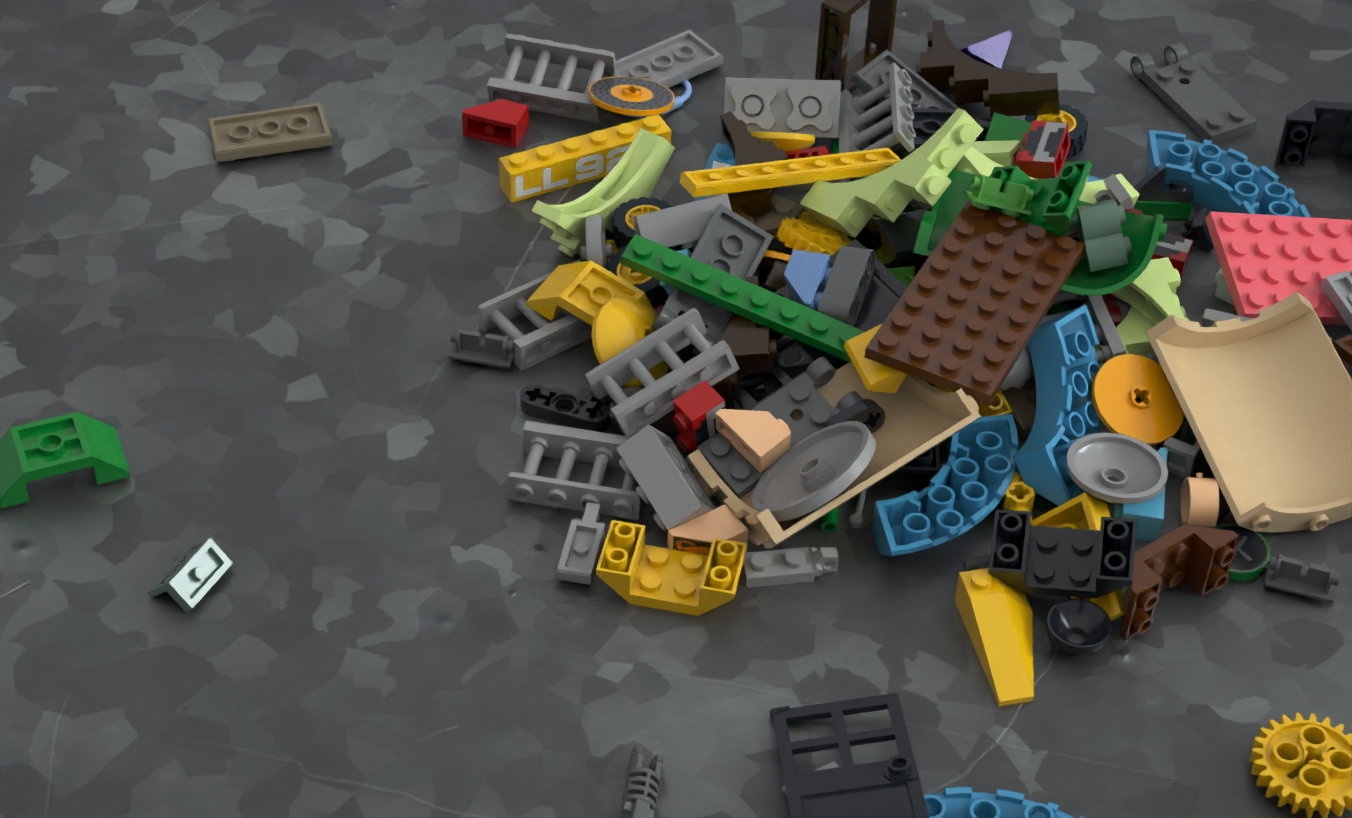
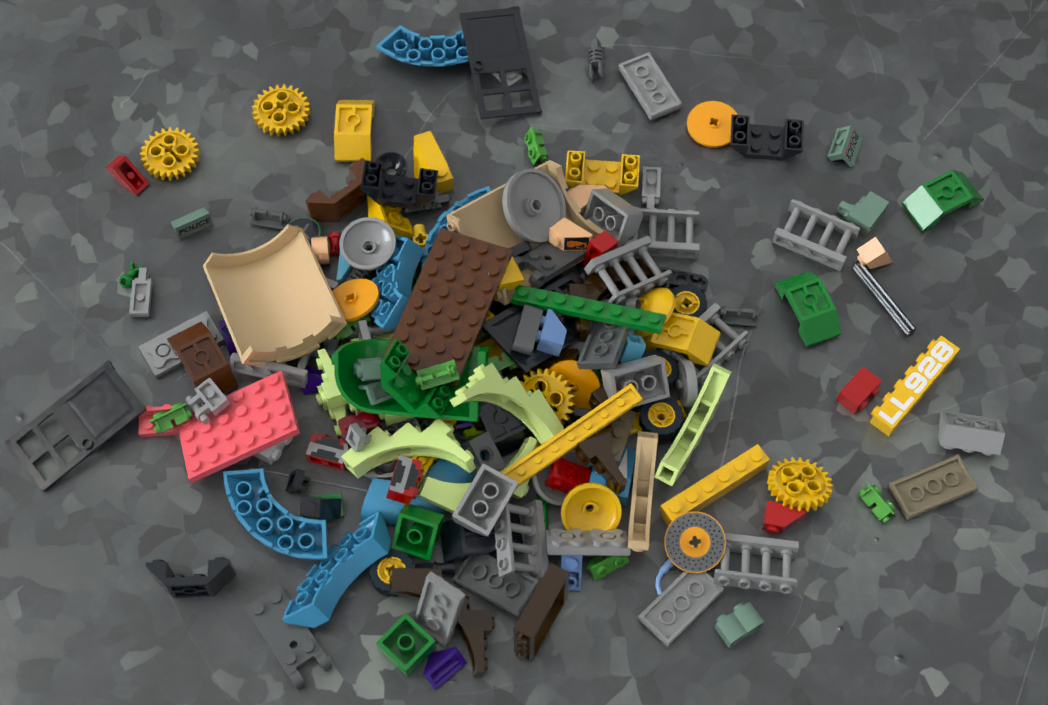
camera: 175 degrees right, 20 degrees up
(183, 176) = (970, 433): none -> light grey slope
(206, 456) = (865, 212): none -> sand green hinge
(222, 386) = (873, 254): none -> light nougat slope
(232, 350) = (884, 298): none -> axle
(237, 233) = (914, 385): none -> yellow brick
(311, 412) = (812, 250): none -> light grey fence
(328, 236) = (859, 390): none -> red brick
(334, 600) = (766, 141): none -> black slope
(354, 126) = (872, 496): none -> bright green hinge
(366, 346) = (811, 306): none -> green slope
(410, 661) = (701, 118): none -> light orange piece
(462, 142) = (799, 484): none -> yellow gear
(540, 729) = (650, 86): none -> light grey piece
(563, 365) = (692, 297): none -> wheel
(595, 32) = (738, 624): none -> sand green brick
(702, 125) = (642, 491): none -> tan arch
(789, 629) = (534, 139): none -> bright green hinge
(920, 116) = (484, 500): none -> light grey slope
(991, 38) = (439, 608): none -> light grey piece
(1035, 50) = (406, 645): none -> green brick
(1119, 143) = (330, 579): none -> dark azure brick
(1157, 716) = (353, 130): none -> yellow slope
(1172, 520) = (334, 239): none -> red pin

